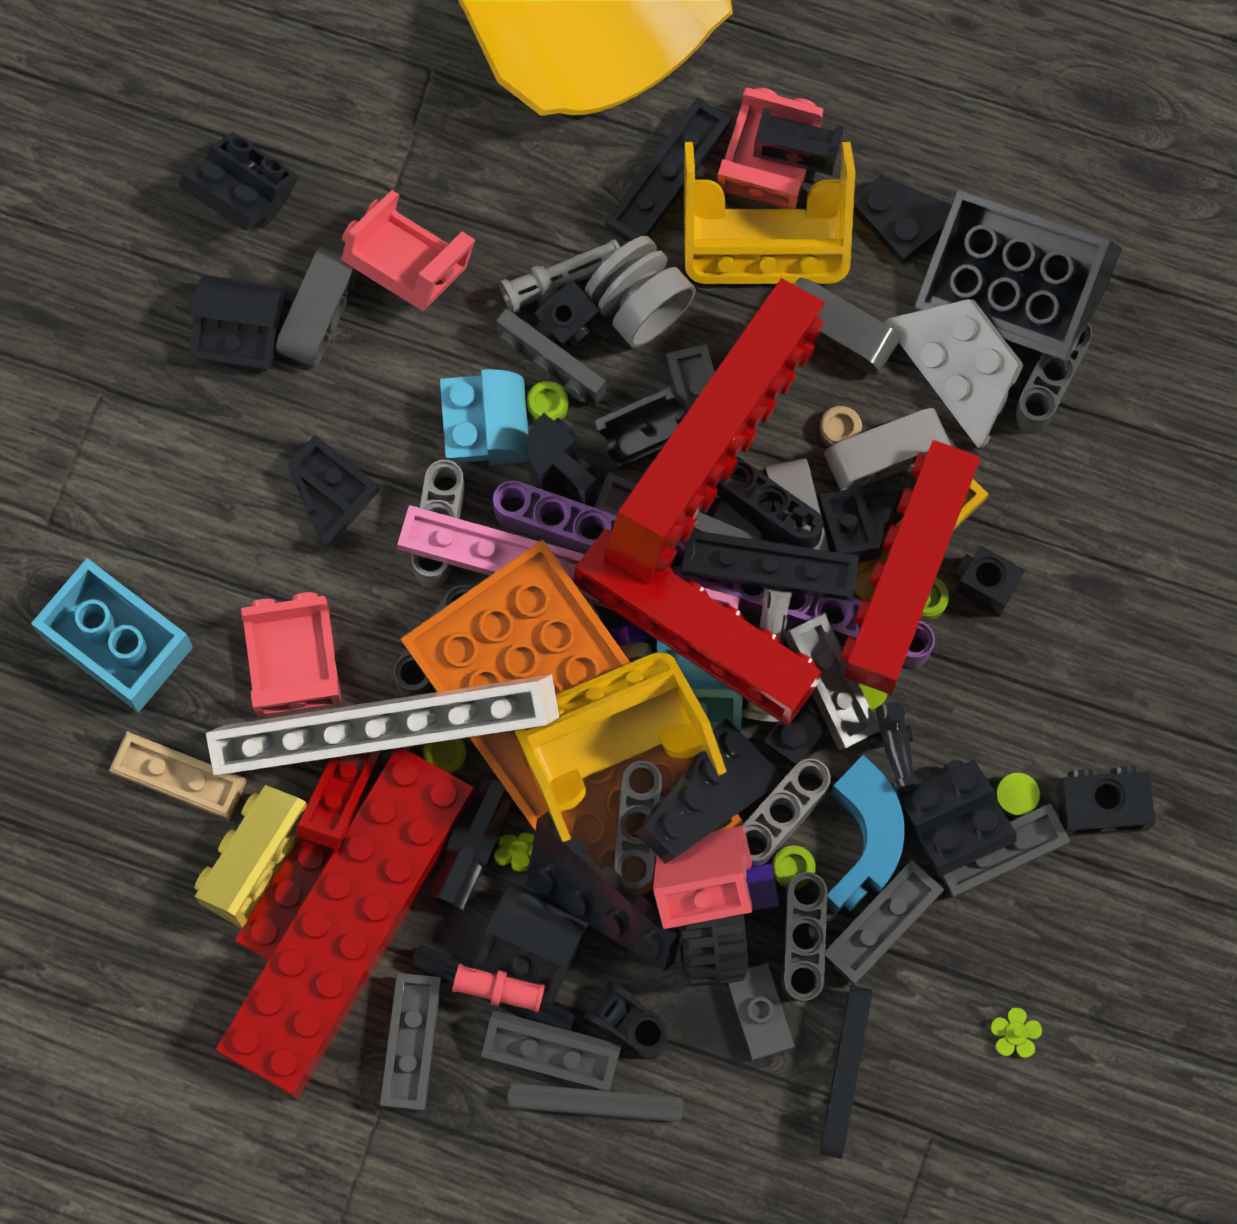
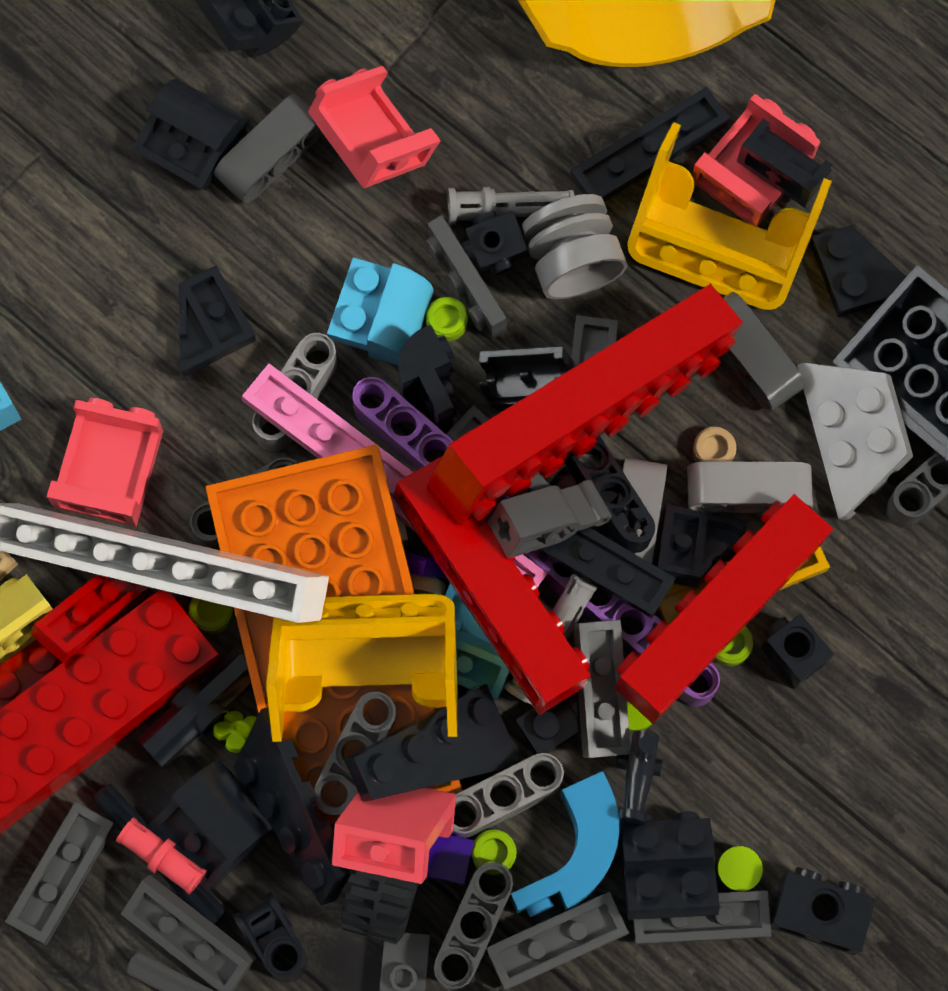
camera: 20 degrees right, 0 degrees up
(723, 546) = (546, 517): none -> dark grey piece

